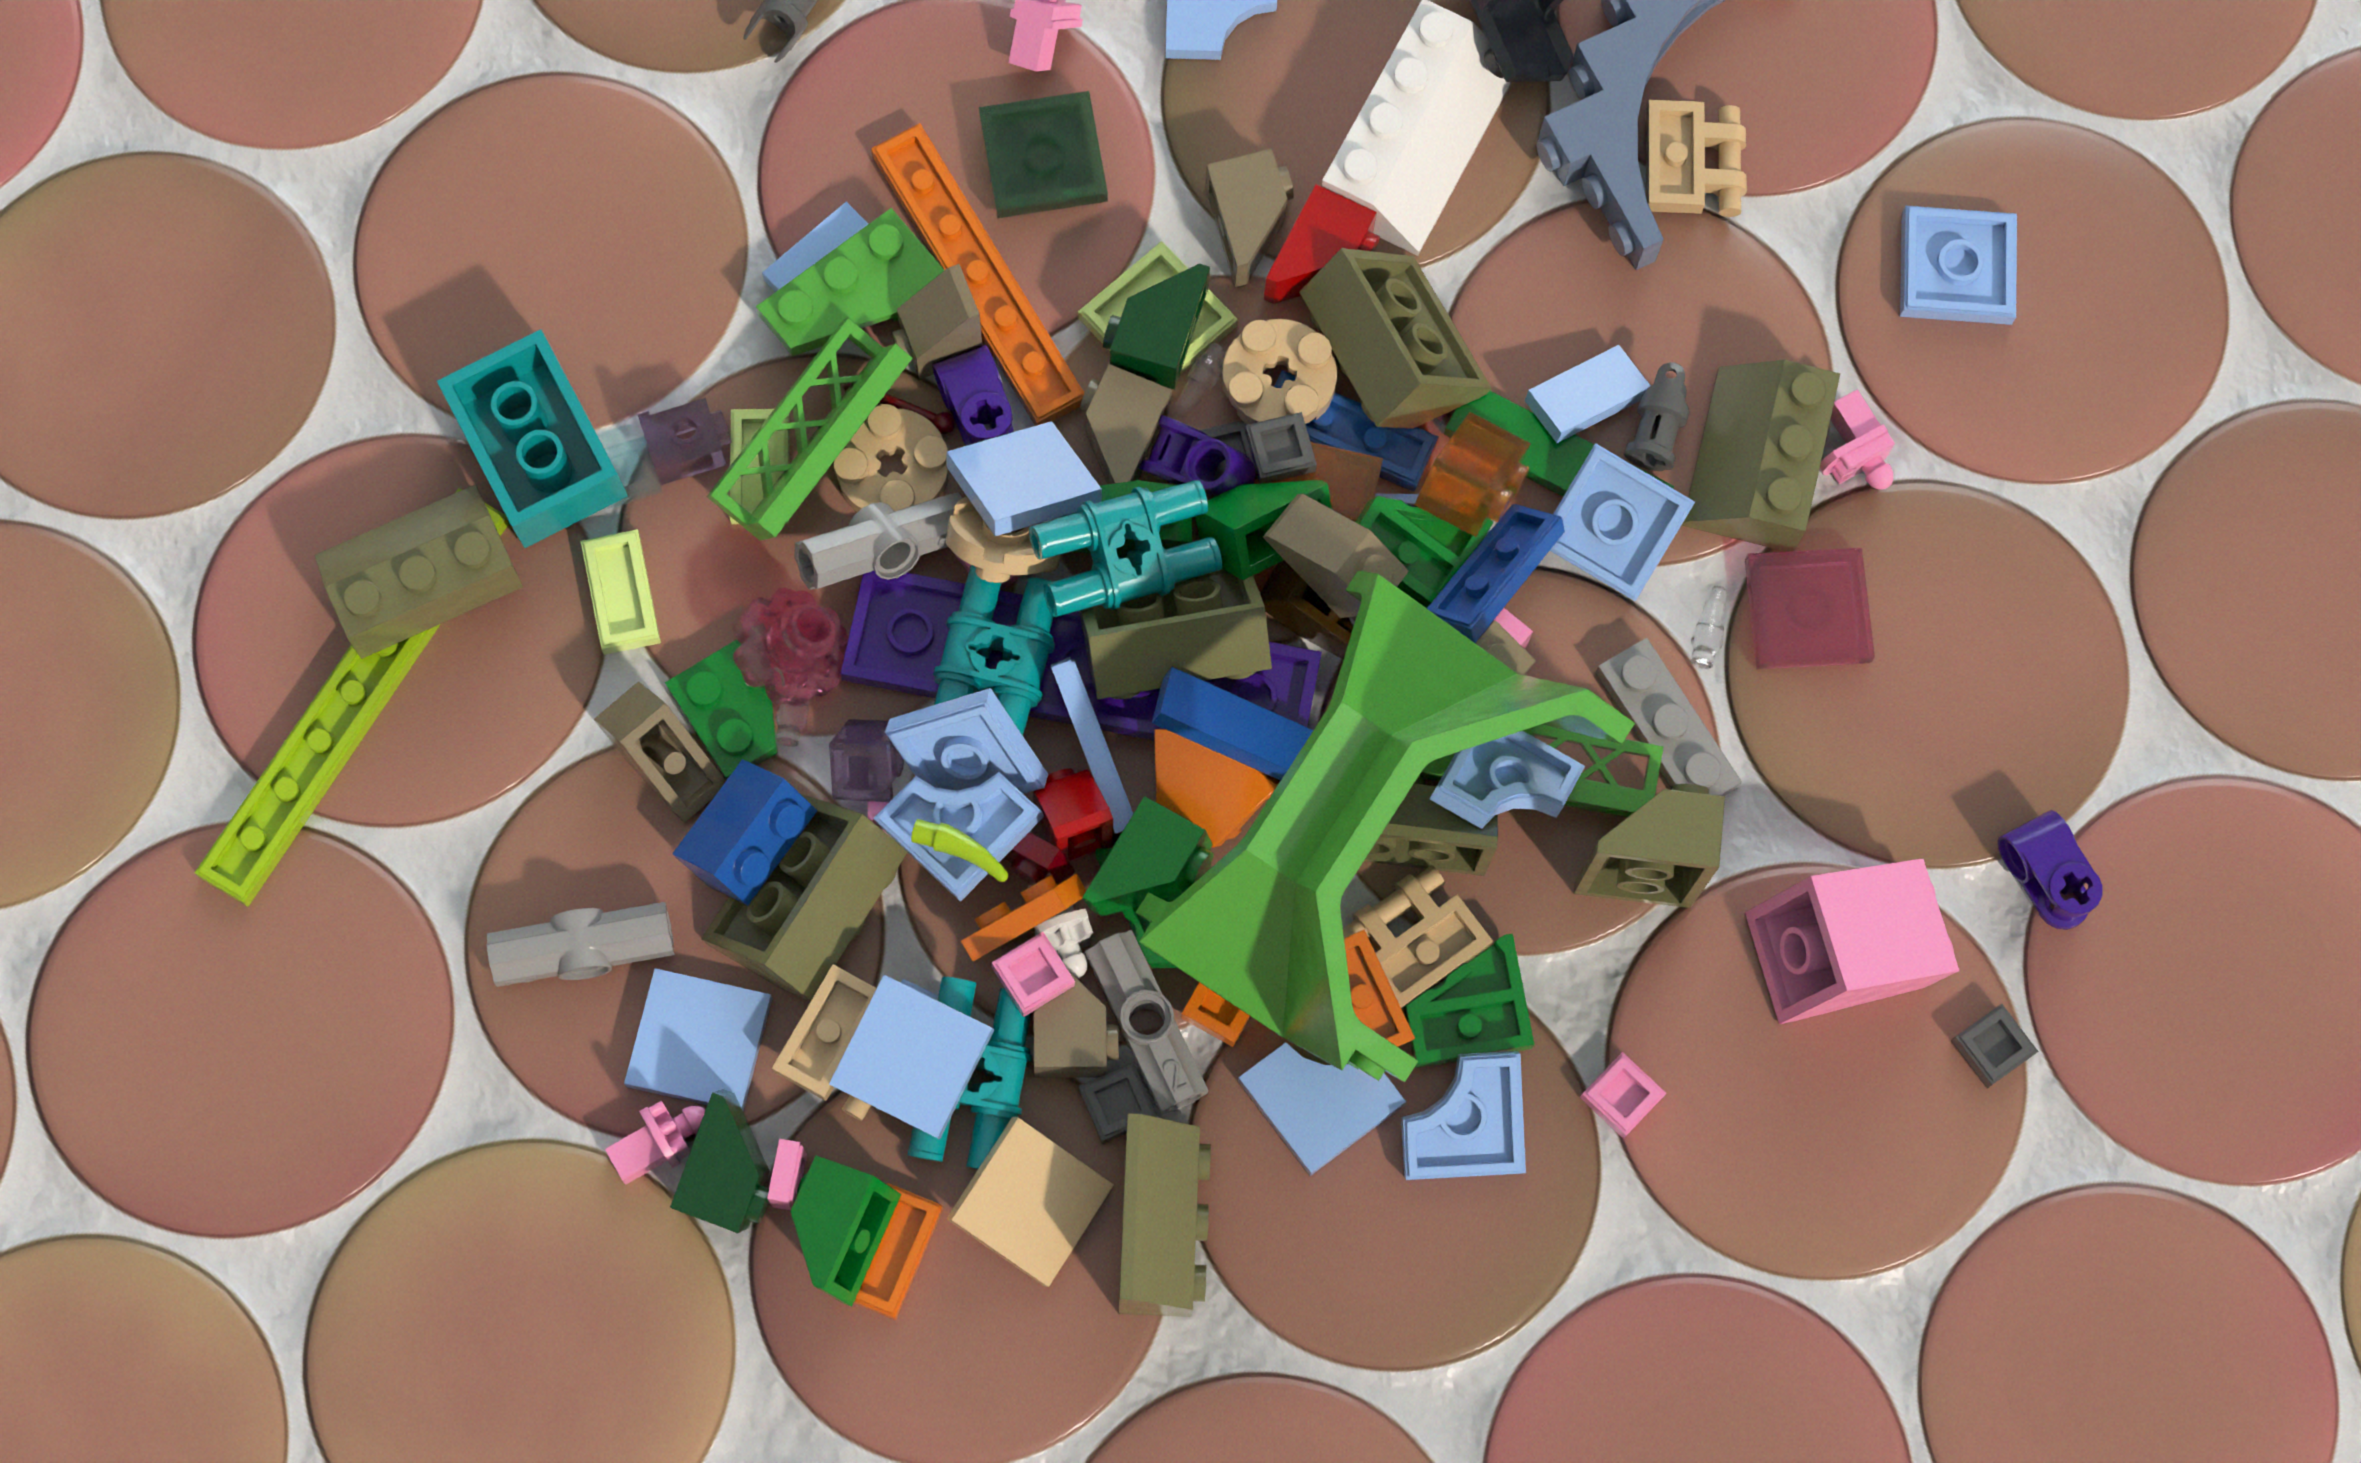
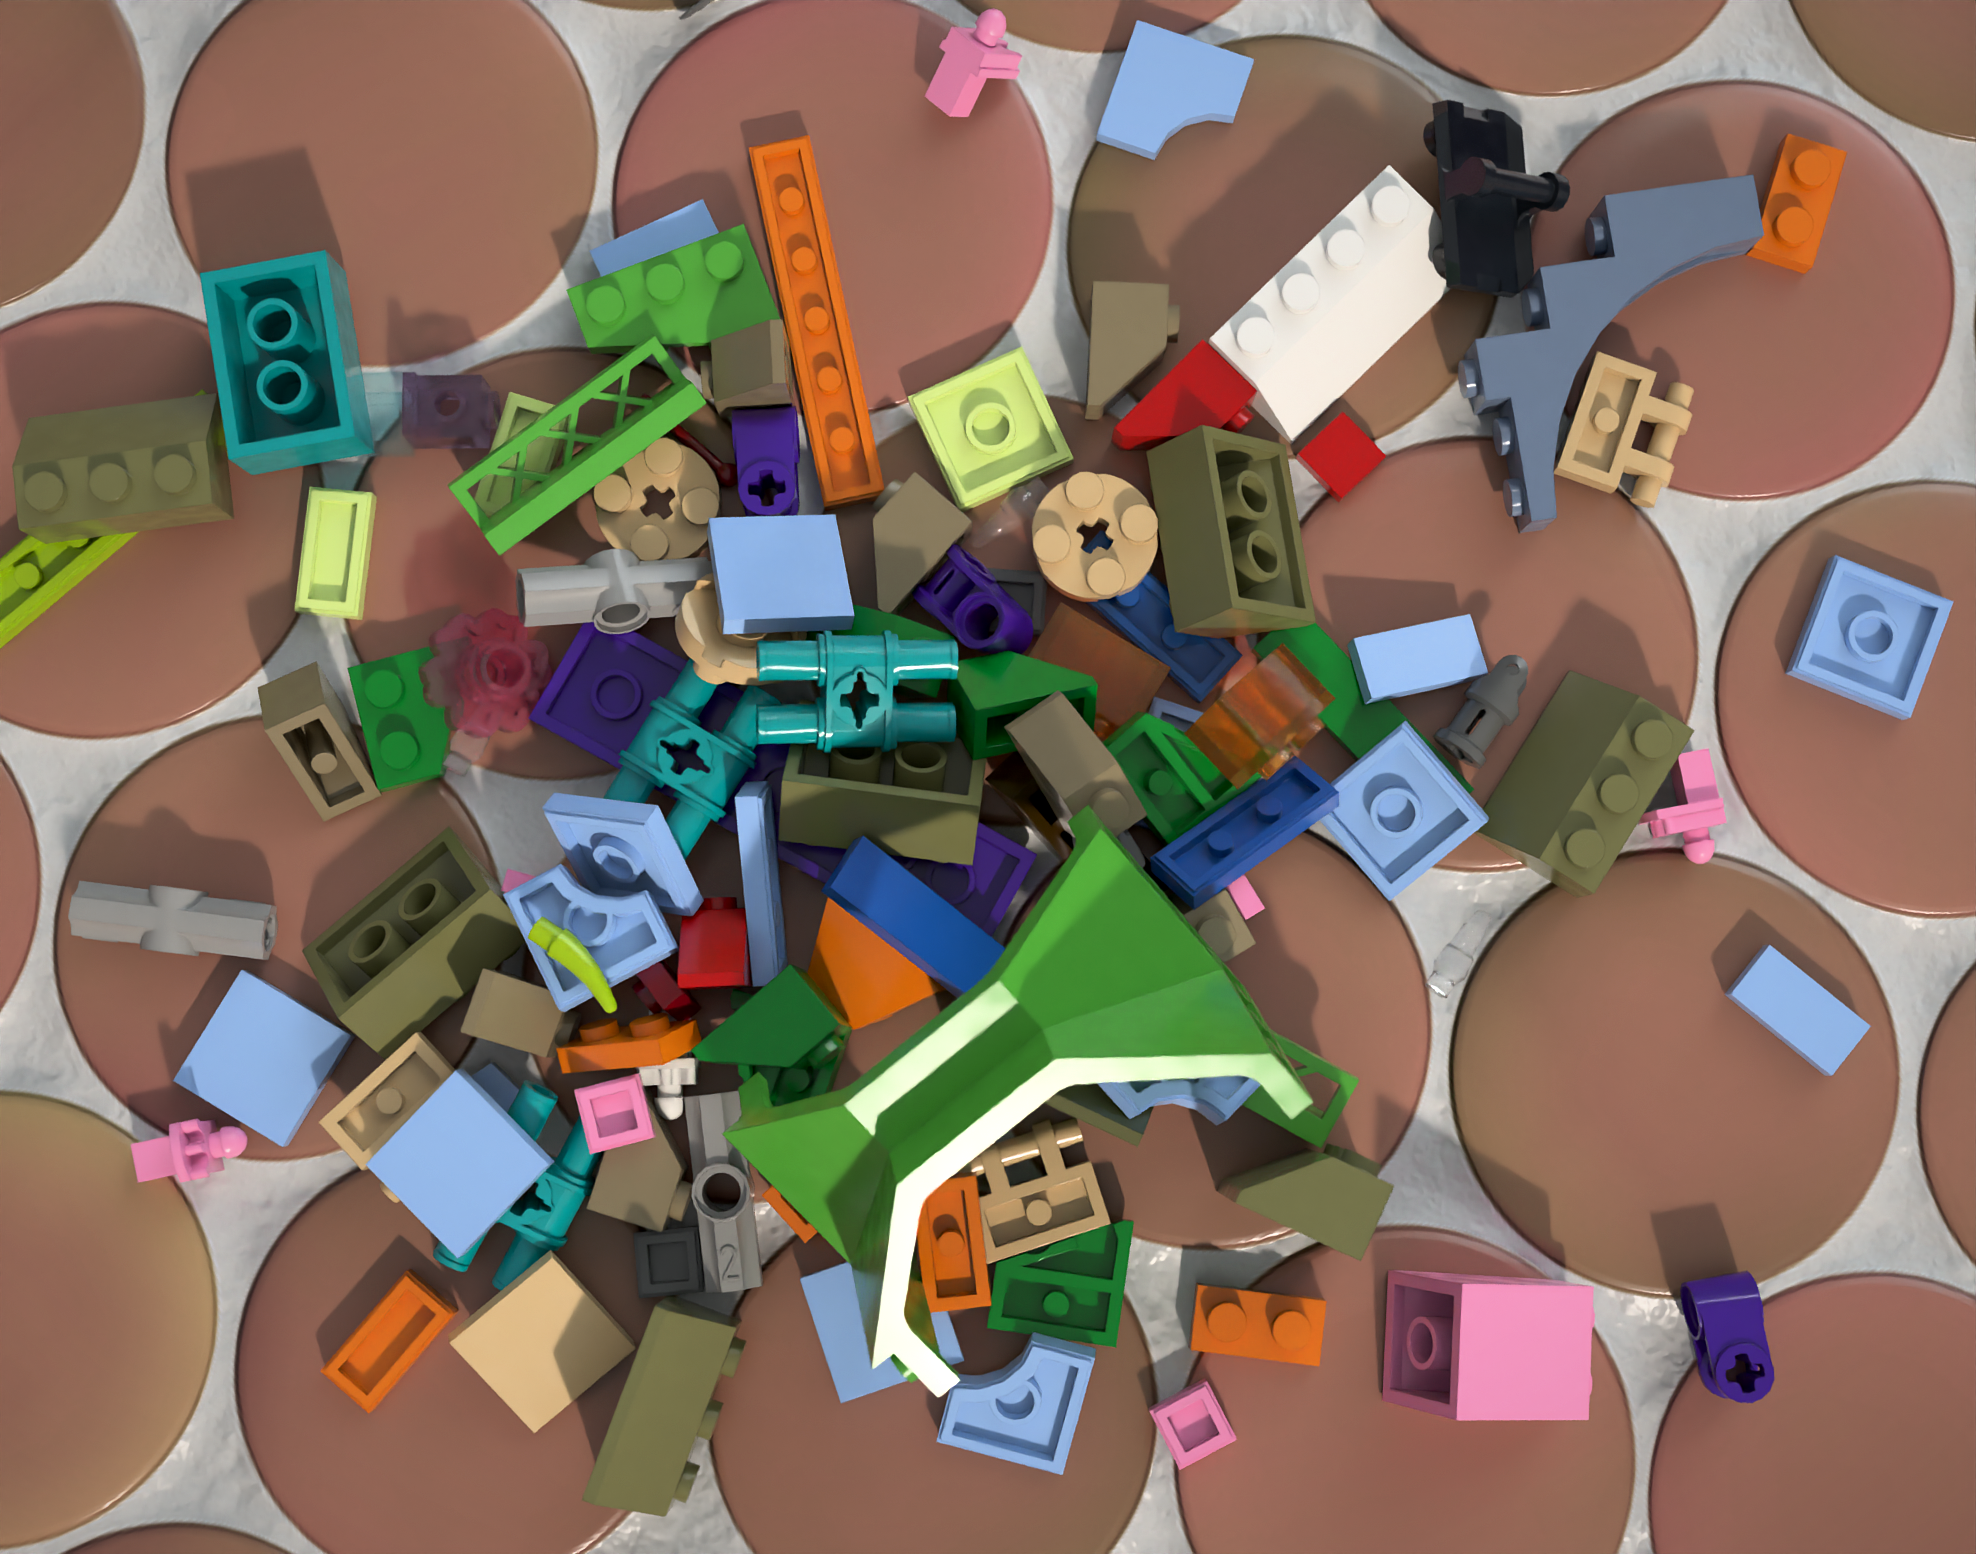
camera: 20 degrees right, 10 degrees up
(724, 1169) = (241, 1208): dark green slope -> none
(745, 832) = (373, 859): blue brick -> none
(786, 1174) = (305, 1232): bright pink tile -> none
(840, 1225) = (338, 1307): green slope -> none
(864, 762) = (514, 826): clear purple brick -> none
(920, 921) = (518, 1014): none -> dark tan slope
(1043, 154) = (927, 210): clear green plate -> none
(1158, 327) = (981, 446): dark green slope -> none
(1280, 448) = (1064, 624): dark grey tile -> none
(1463, 251) = (1340, 456): none -> red tile
(1648, 992) = (1257, 1324): none -> orange plate
(1666, 718) = (1377, 1047): light grey plate -> none
(1809, 608) = (1572, 966): clear pink tile -> none
(1994, 1046) = (1599, 1498): dark grey tile -> none
(2011, 585) = (1797, 1010): none -> light blue tile

